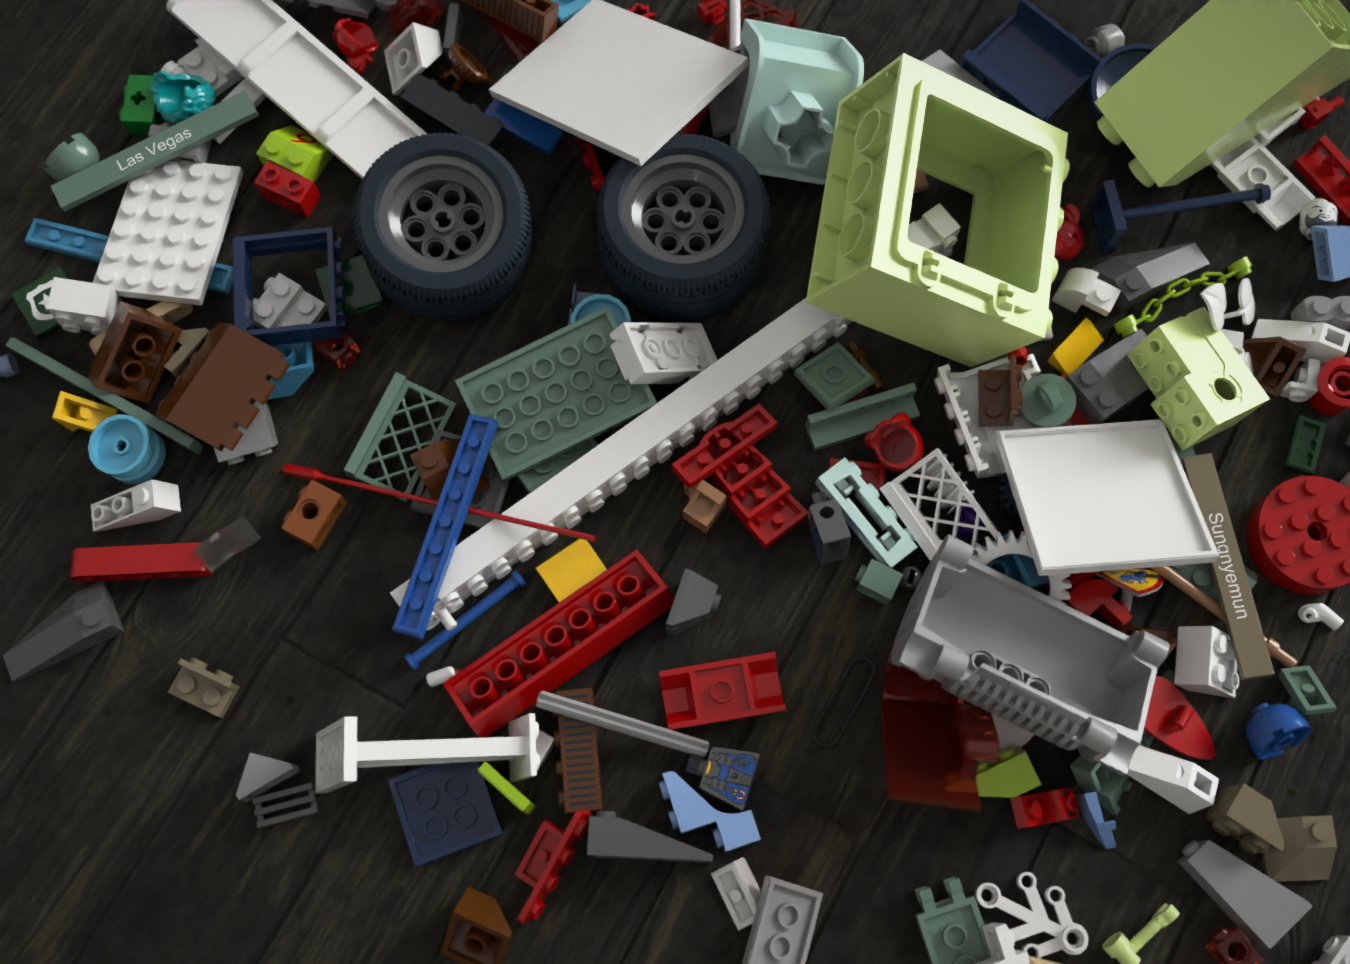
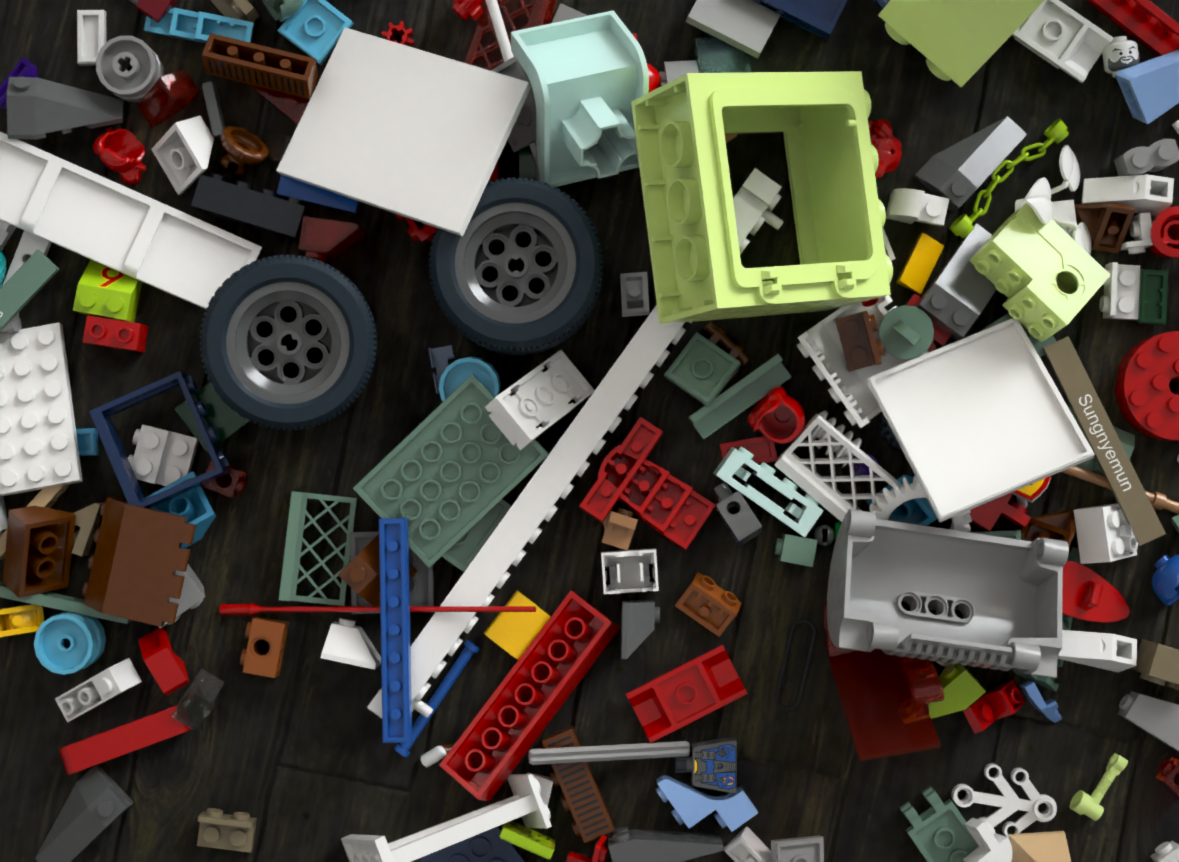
camera: 20 degrees left, 15 degrees up
(208, 500) = (162, 662): none -> red slope
(395, 534) = (350, 645): none -> white slope
(525, 155) = (327, 238): none -> clear red slope
(701, 548) = (629, 571): none -> white piece
(772, 609) = (709, 604): none -> dark orange bracket
(786, 294) = (634, 294): none -> light grey slope
(1110, 218) = (921, 121): dark blue tile -> none
(1273, 432) = (1121, 292): none -> white bracket

